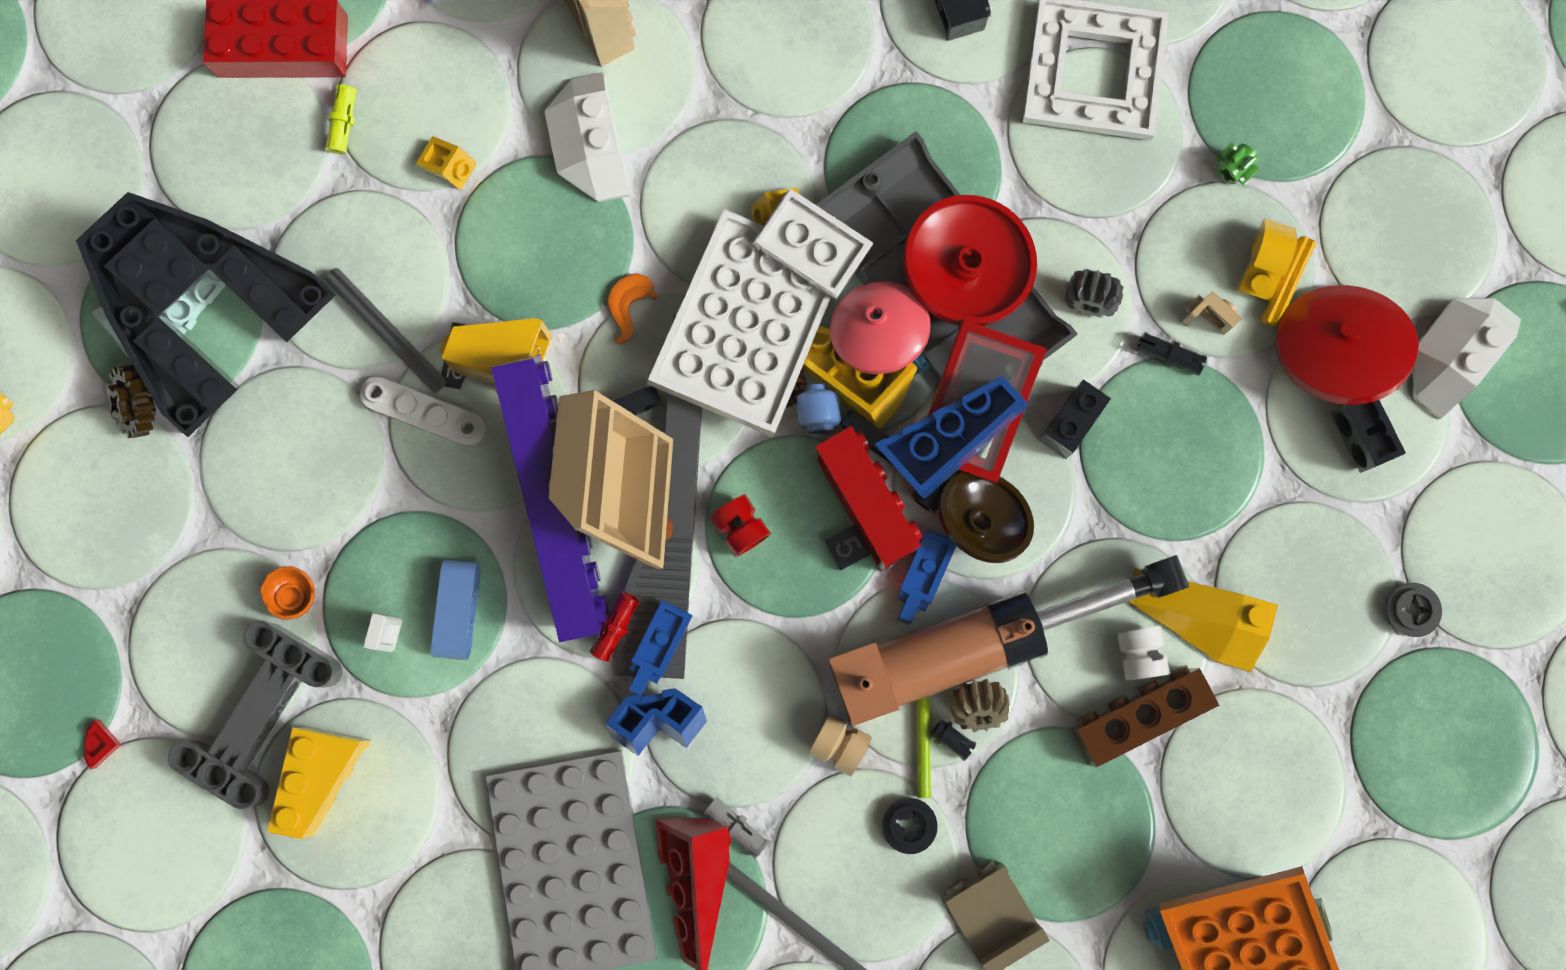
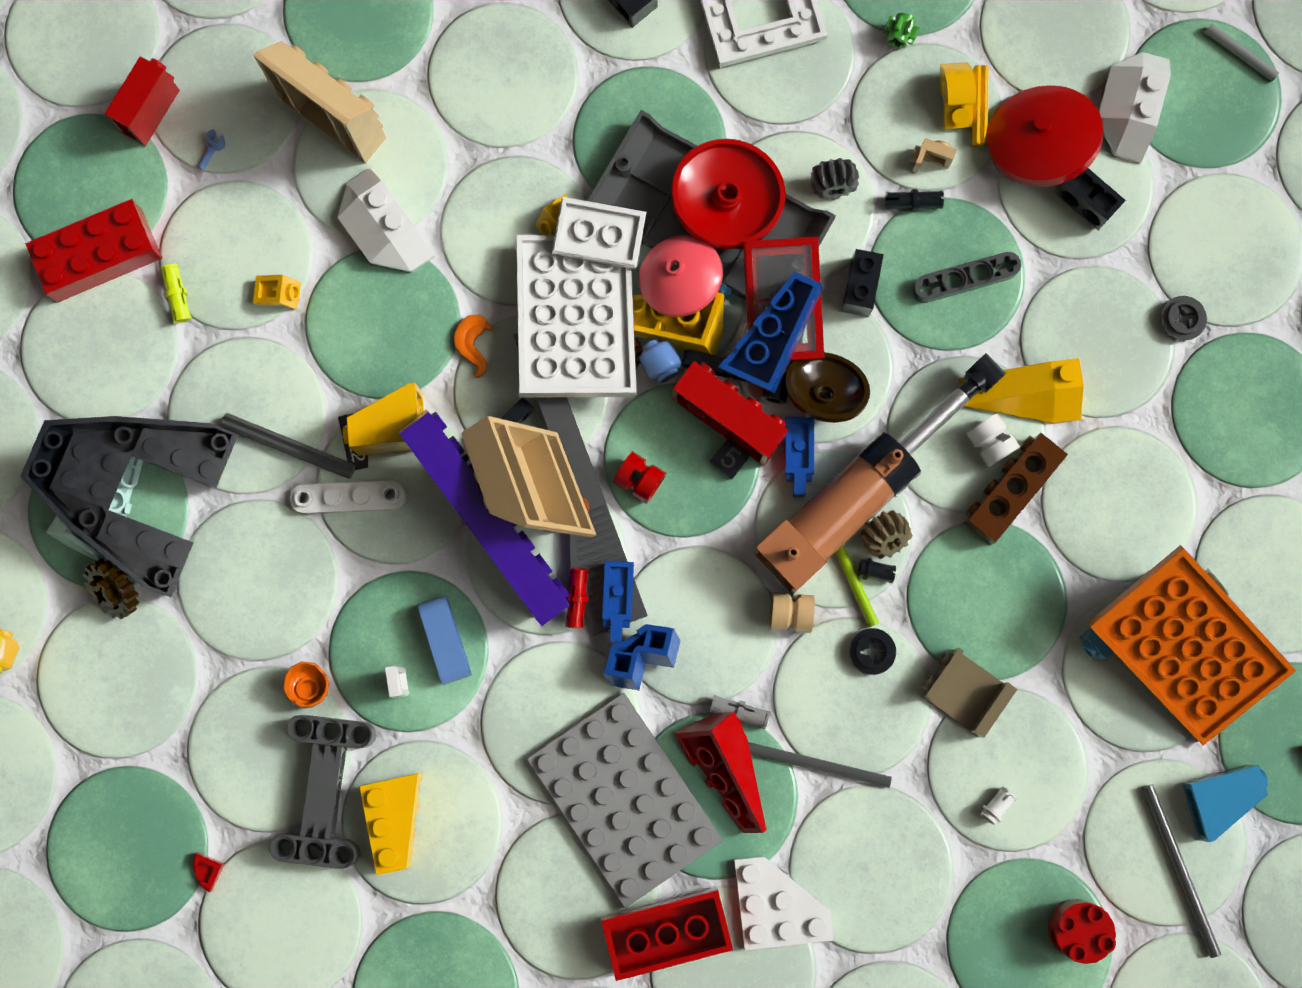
camera: 25 degrees left, 0 degrees up
(1192, 464) = (965, 273): none -> dark grey beam

